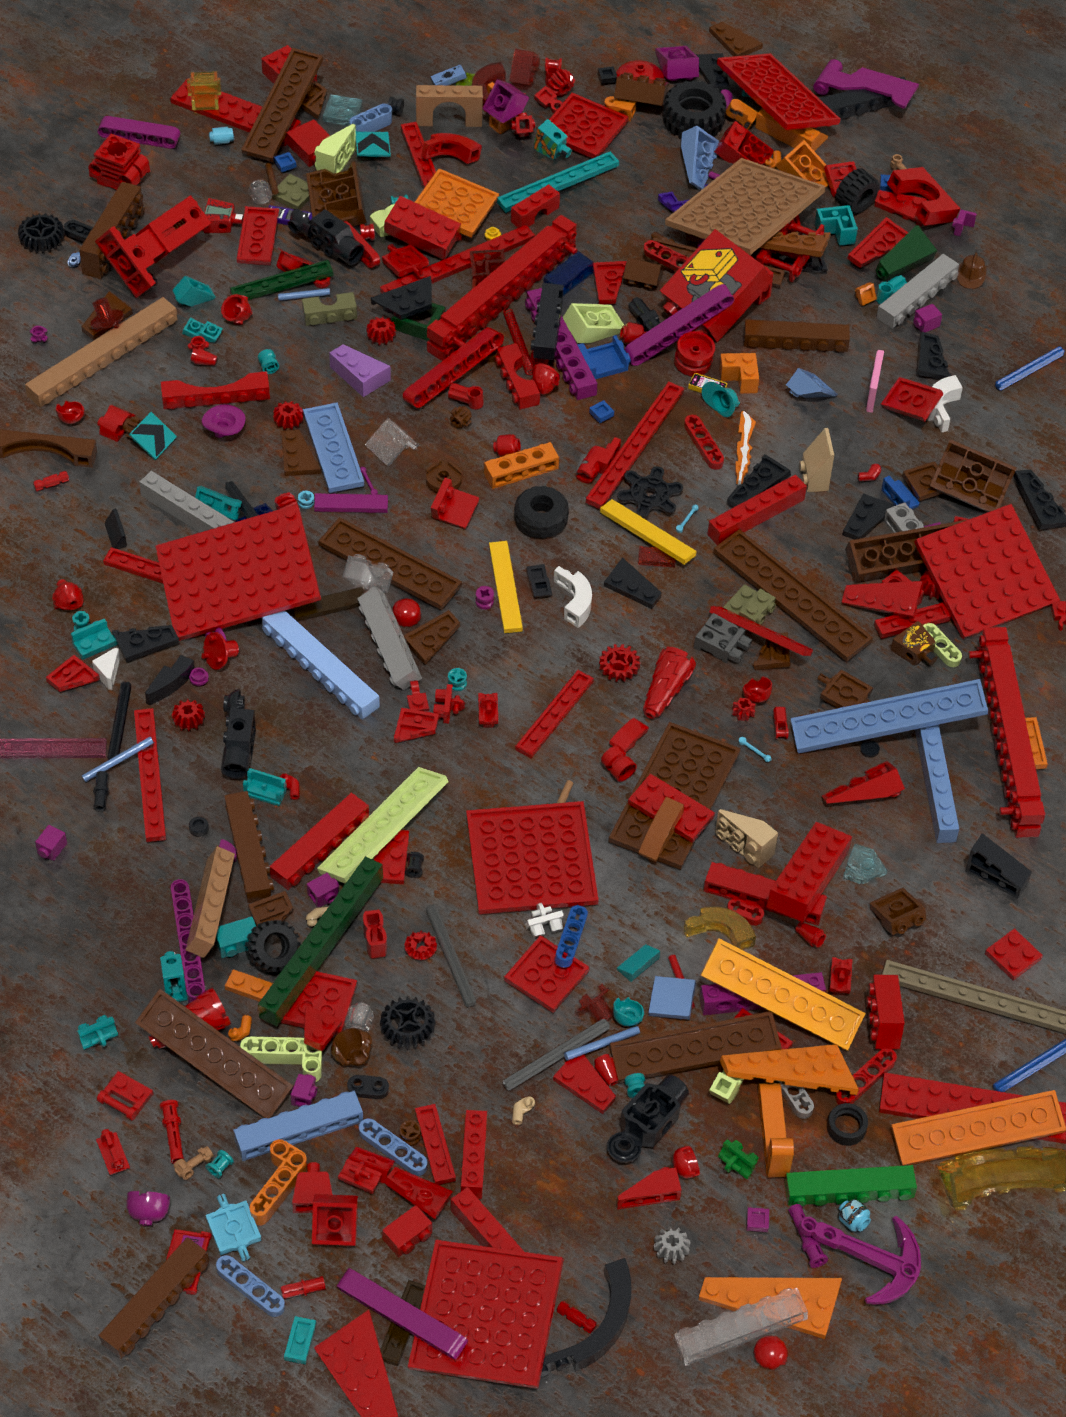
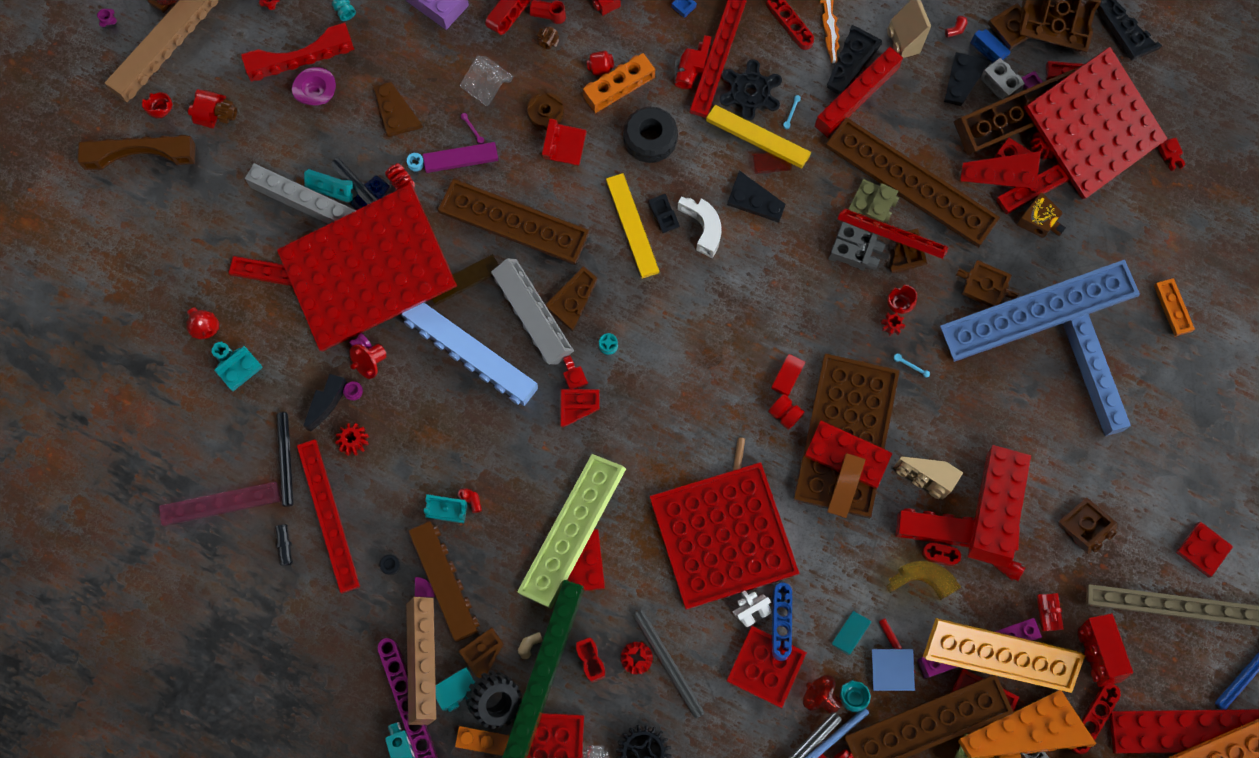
camera: 10 degrees left, 20 degrees up
(51, 480) = (156, 188): red axle -> none
(51, 842) = (246, 617): magenta brick -> none
(71, 675) = (225, 414): red wing -> none
(107, 667) = (259, 399): white slope -> none
(115, 530) = (233, 235): black slope -> none
(119, 758) = (292, 506): medium blue bar -> none
(139, 643) = (288, 361): black wing -> none
(152, 435) = (246, 117): teal piece -> none
(202, 357) = (277, 15): red cone -> none
(239, 737) = (410, 472): black brick -> none
(288, 415) = (376, 67): red gear -> none
(319, 841) = (513, 560): red brick -> none
(322, 890) = (529, 616): magenta brick -> none
(333, 447) = (429, 96): medium blue plate -> none
(367, 575) = (496, 243): clear slope -> none
(407, 612) = (542, 275): red hair -> none
(414, 864) = (608, 573): black bush -> none
(455, 704) = (601, 366): red hips -> none
(487, 601) = (615, 248): magenta wheel -> none
(488, 709) = (646, 374): red hips -> none
(554, 714) = (710, 363): red tile -> none
(619, 662) = (766, 287): red gear -> none
(668, 678) = (813, 307): red cone -> none
(780, 722) = (930, 329): red bar -> none
(863, 865) = (1043, 477): clear light blue plate -> none
(869, 748) = (1021, 344): black piece -> none
(878, 782) = (1035, 384): red wedge -> none
(943, 653) = (1078, 216): yellowish green beam -> none
(997, 867) = (1173, 459): black wedge -> none
(1010, 732) = (1156, 304): red brick -> none

